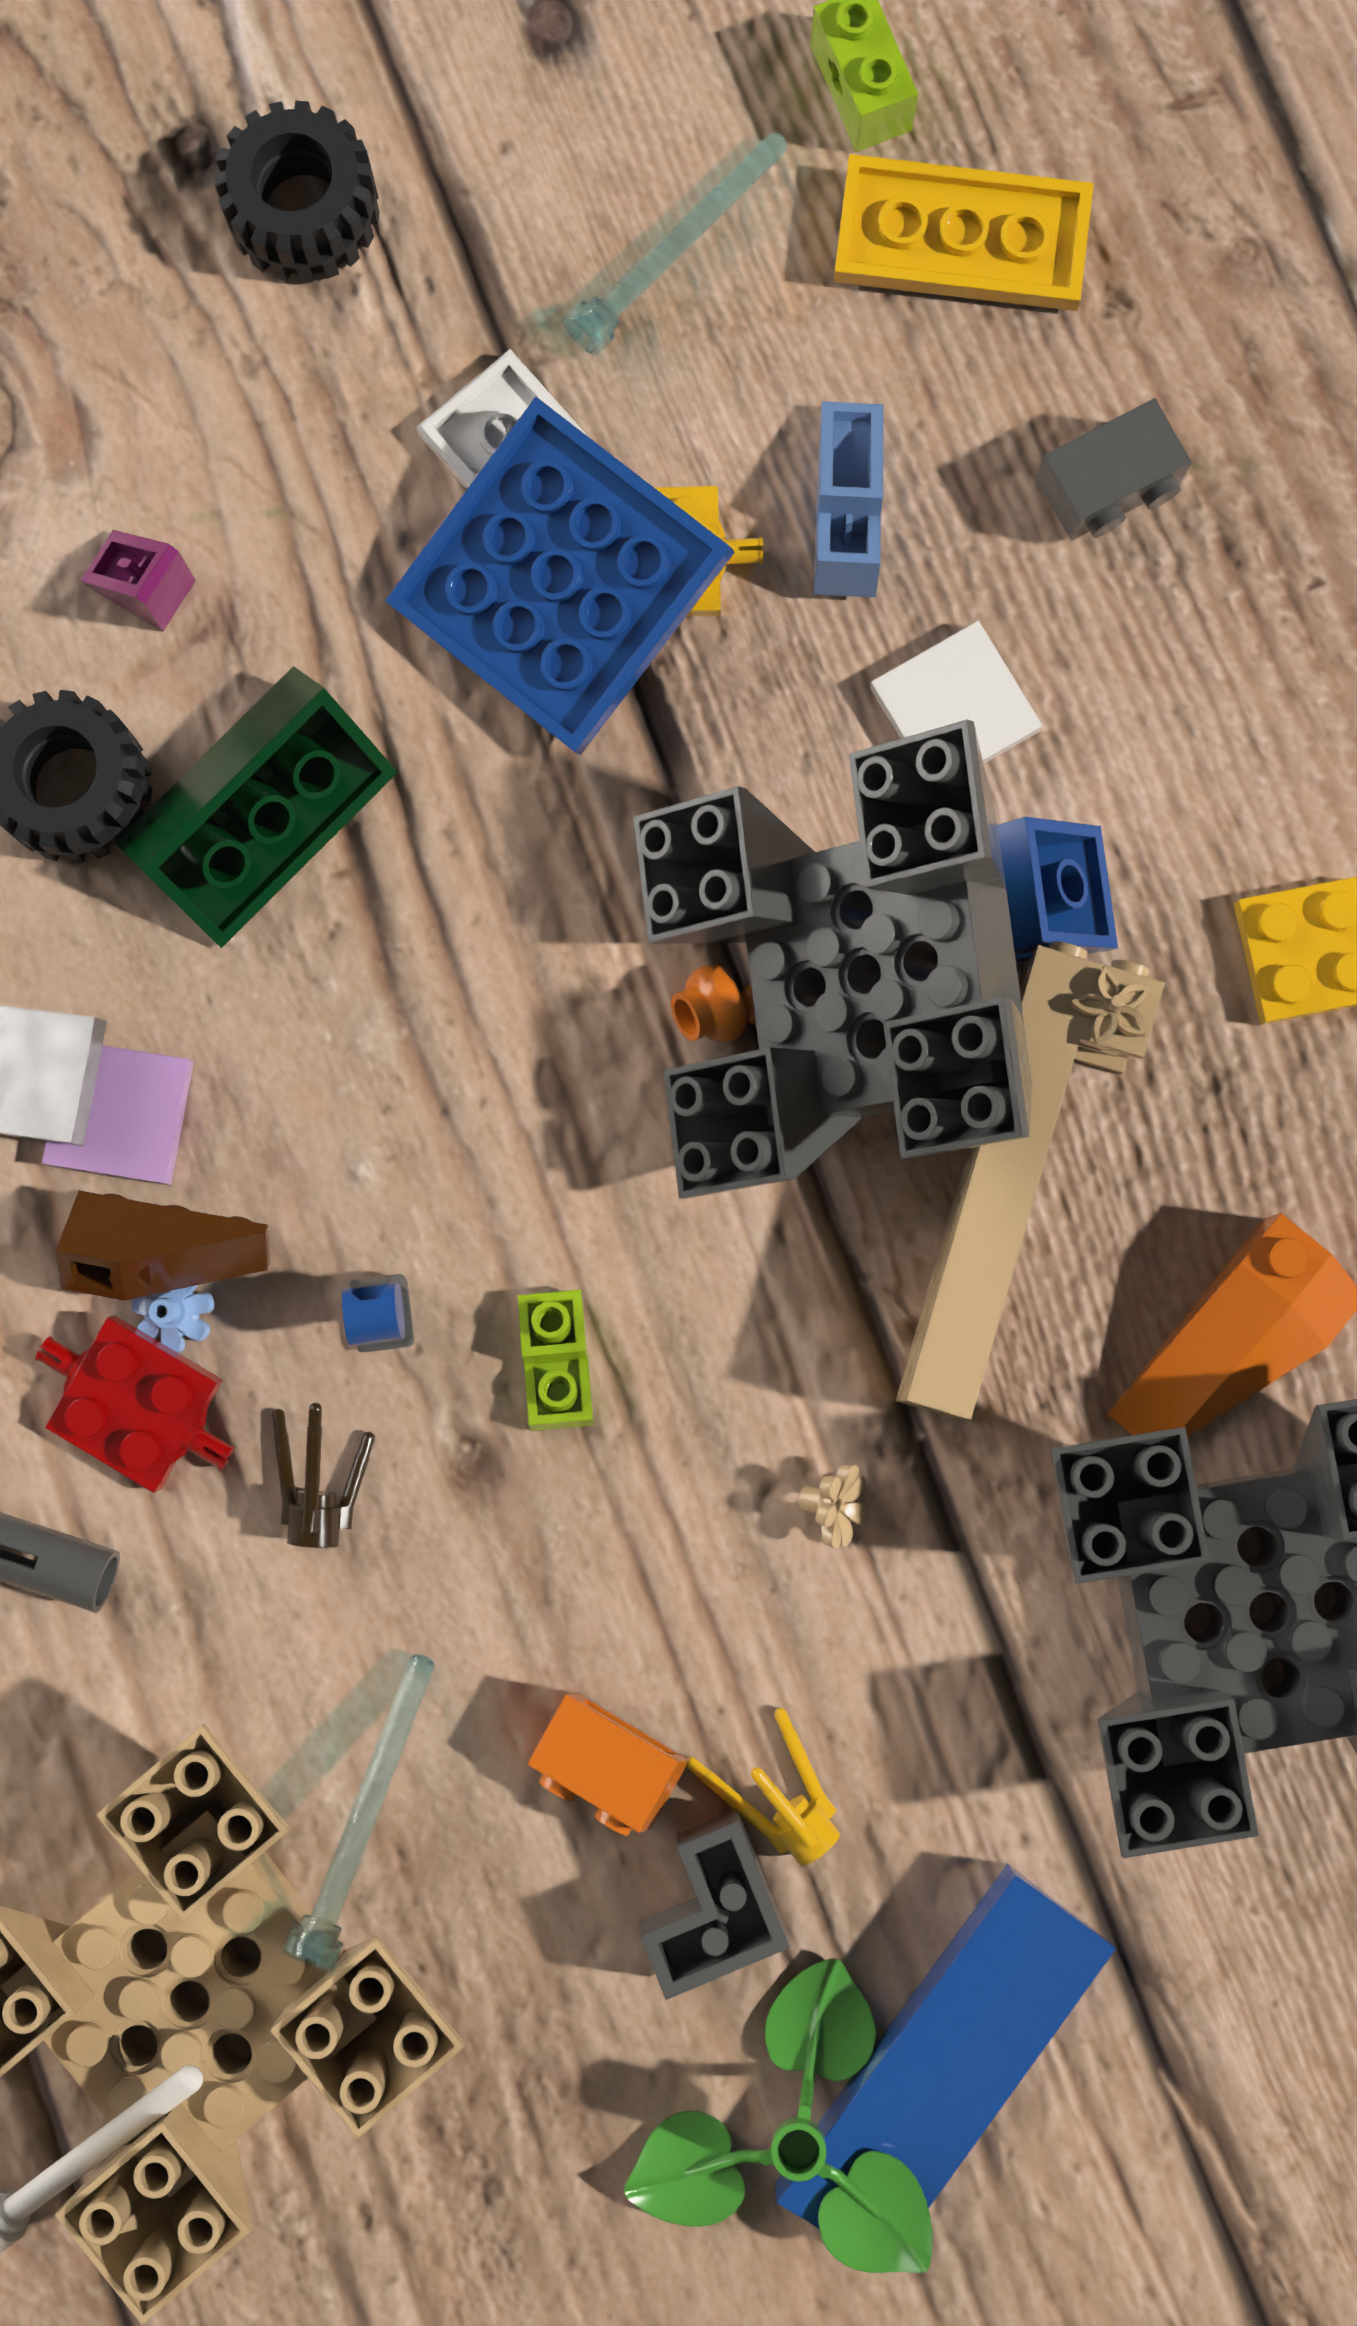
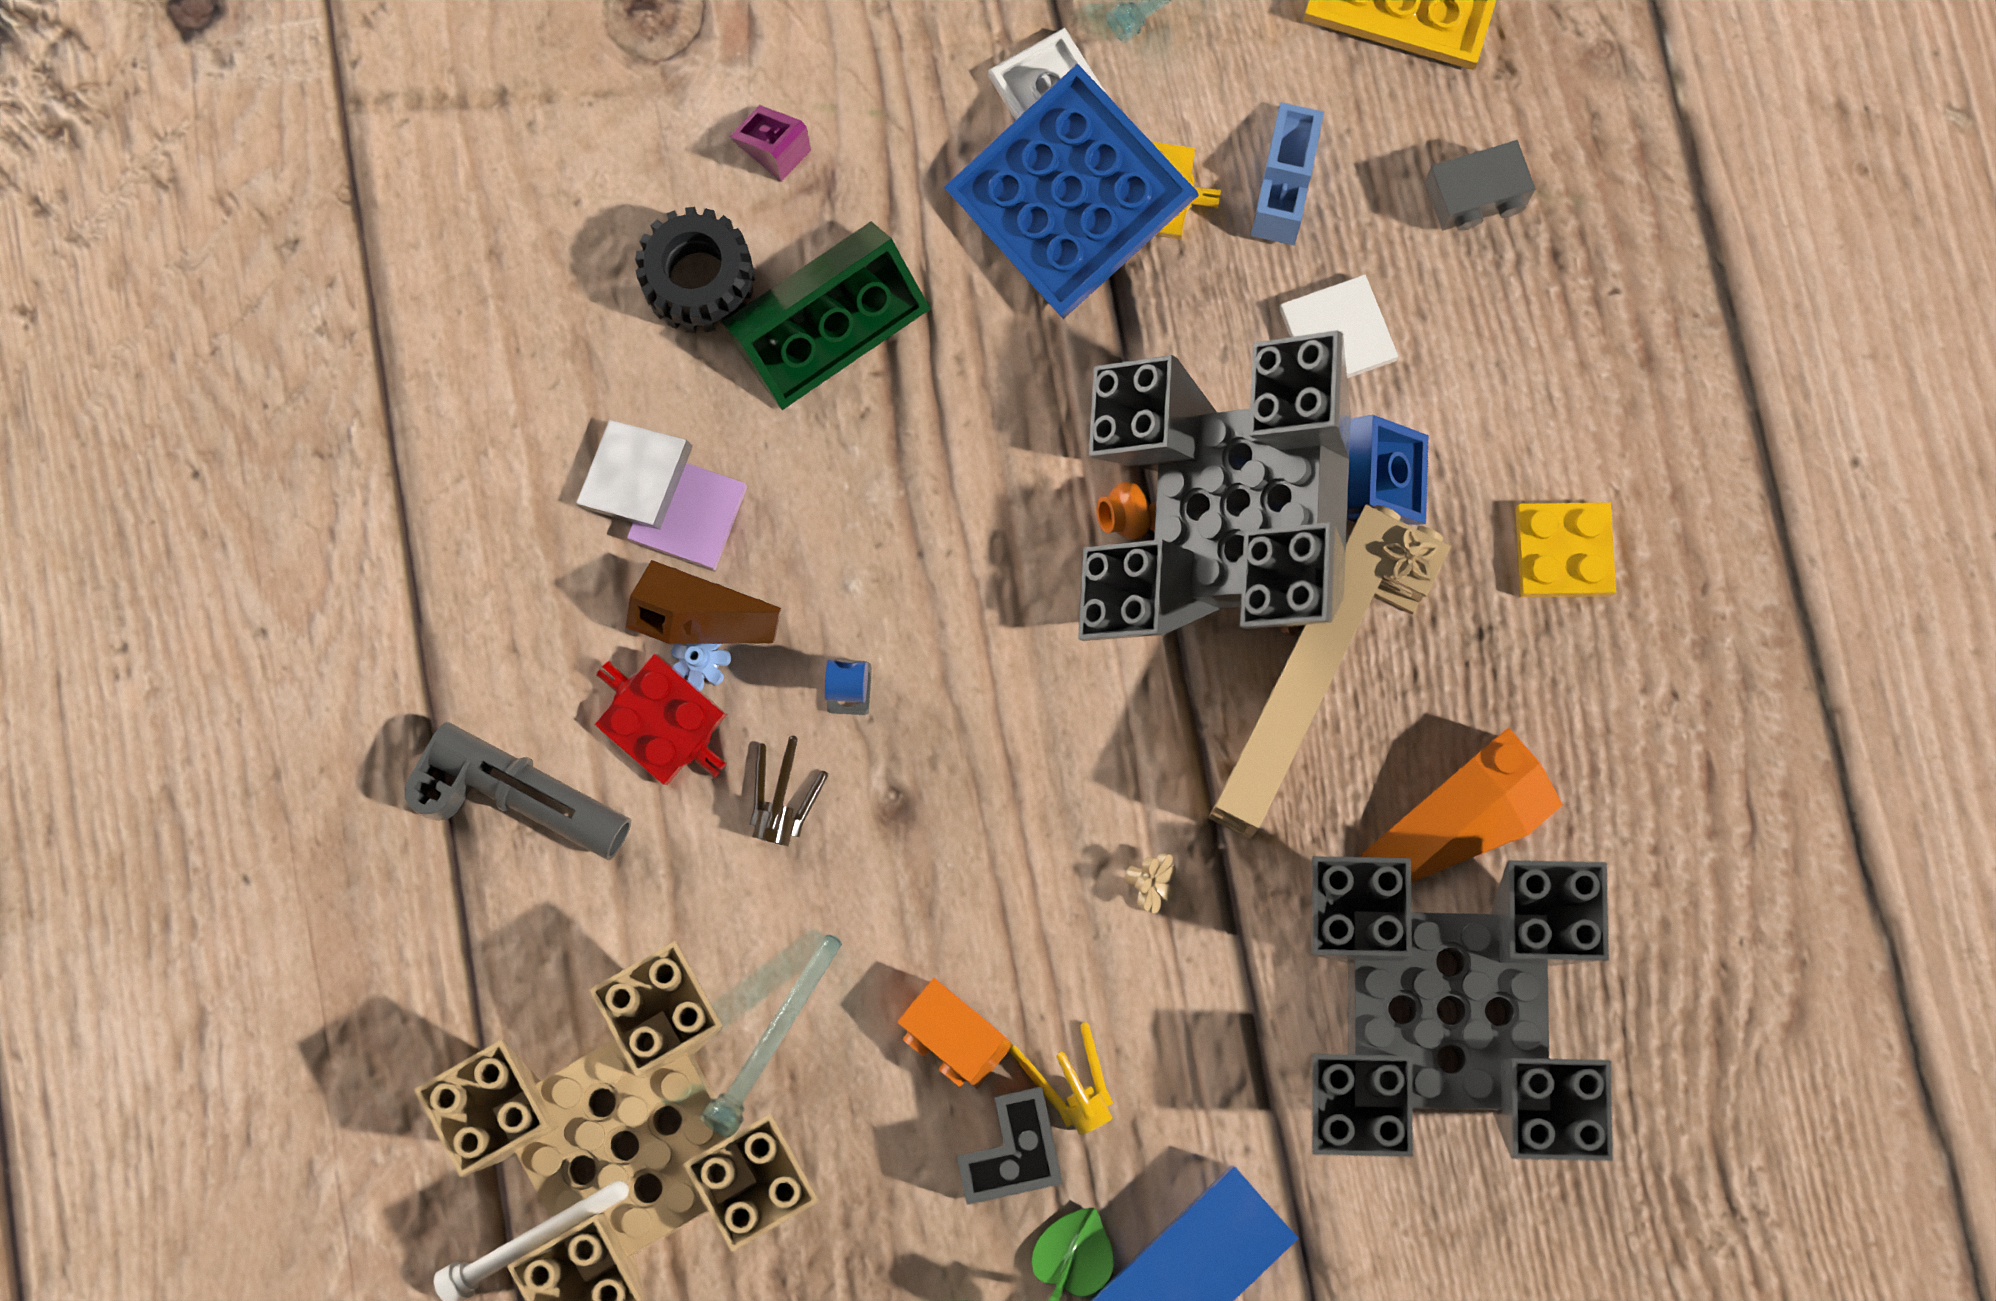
camera: 10 degrees right, 5 degrees down
(555, 1360) = (968, 743): lime slope -> none

